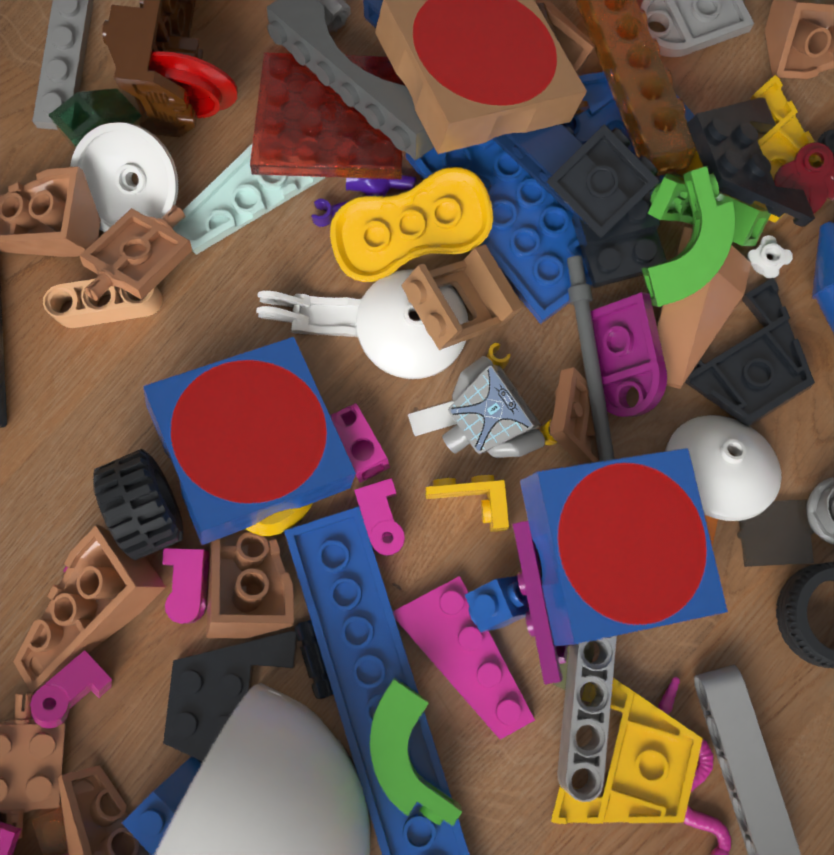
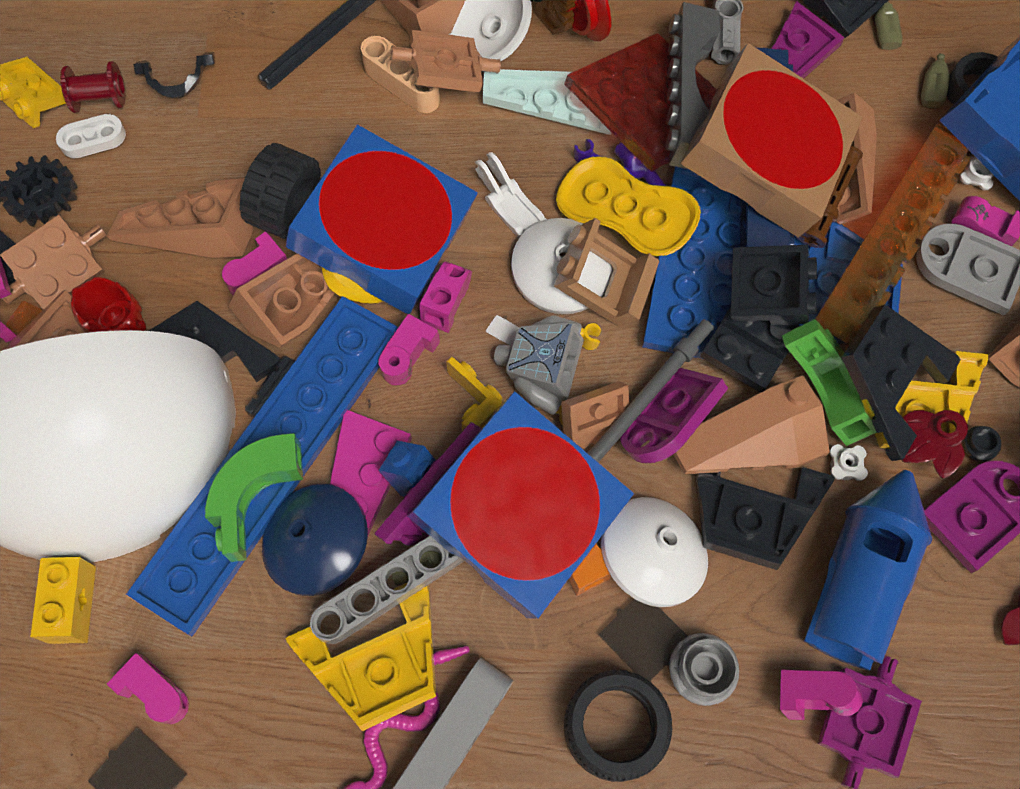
camera: 50 degrees right, 10 degrees down
(65, 689) = (123, 249): dark pink leg -> none
(116, 751) = (106, 306): none -> red hair
(503, 712) = (328, 547): none -> dark blue dish
(705, 250) = (792, 392): bright green arch -> none

